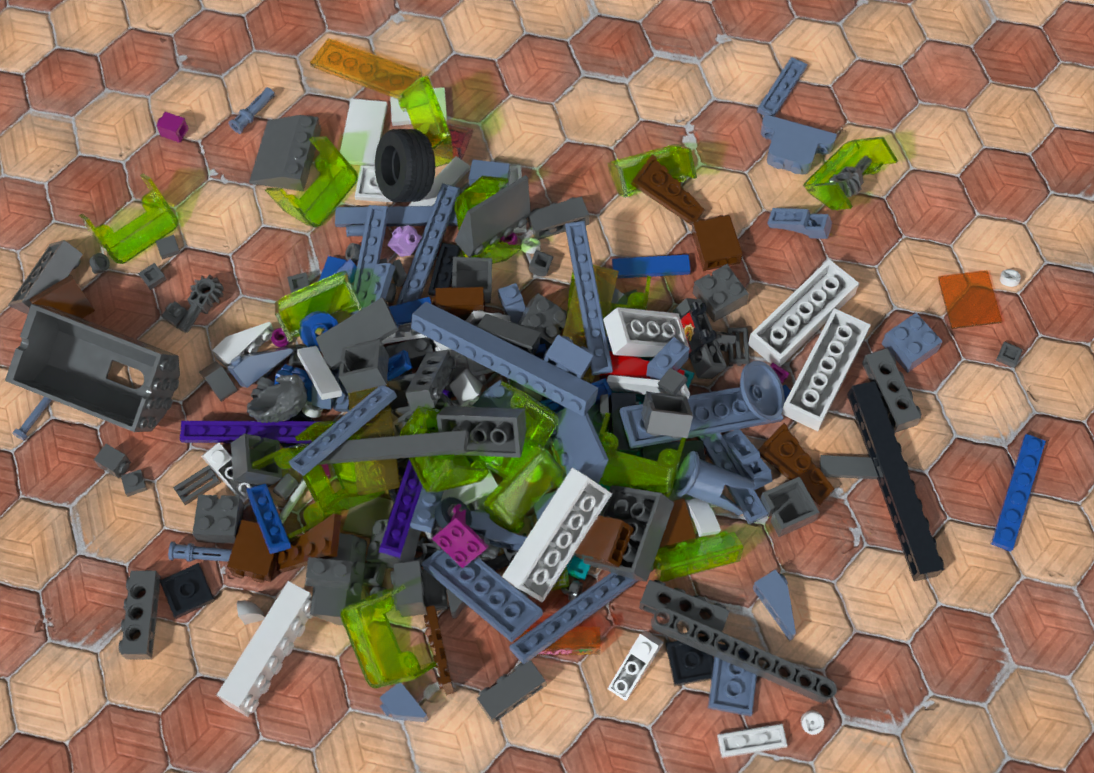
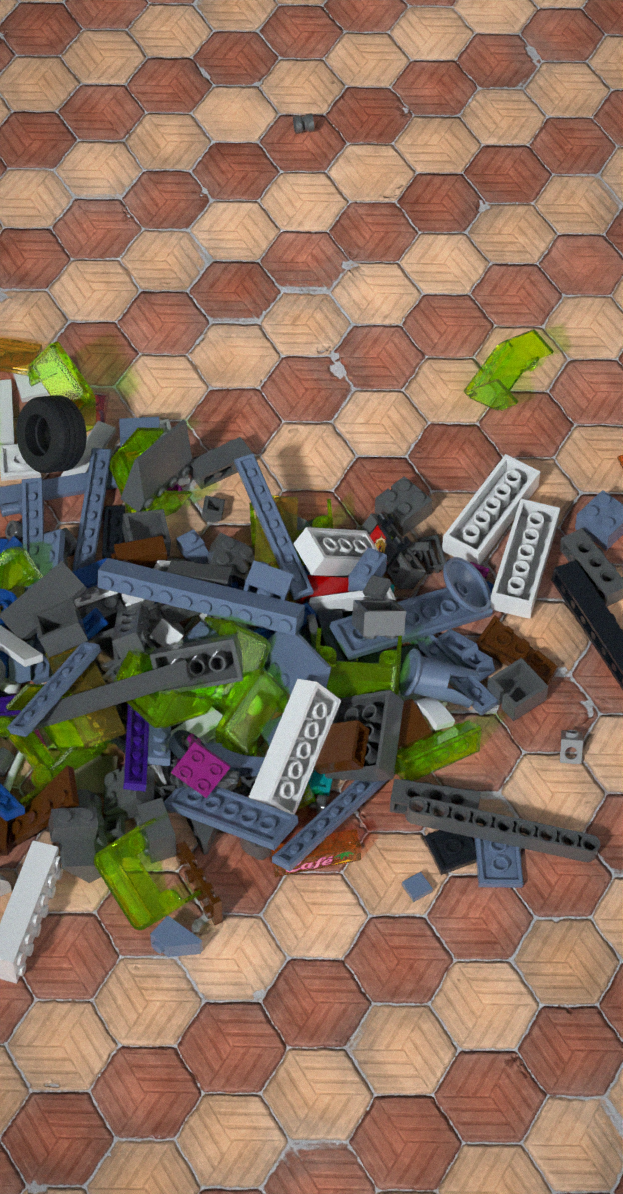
camera: 15 degrees left, 10 degrees down
(404, 240) = (66, 509): lavender brick -> none
(434, 592) = (182, 830): dark grey tile -> none
(511, 691) = (280, 906): dark grey brick -> none
(530, 245) = (198, 493): tile -> none
(635, 664) = (398, 860): white slope -> none
(647, 695) = (417, 886): none -> sand blue tile
(652, 266) = (336, 491): blue tile -> none
(663, 188) = (319, 415): reddish brown wing -> none
(674, 157) = (307, 399): clear neon green windscreen -> none
(716, 242) = (388, 459): reddish brown brick -> none
(752, 741) = (528, 907): white tile -> none
(775, 597) = (522, 774): sand blue slope -> none
(782, 87) = (421, 303): sand blue tile -> none
(794, 144) = (446, 354): sand blue brick -> none
(801, 221) = (469, 425): sand blue slope -> none
(812, 722) = (583, 878): white tile -> none
(831, 569) = (573, 739): none -> light grey bracket
(848, 467) = (568, 646): dark grey tile -> none
(851, 178) = (511, 374): dark grey gear -> none

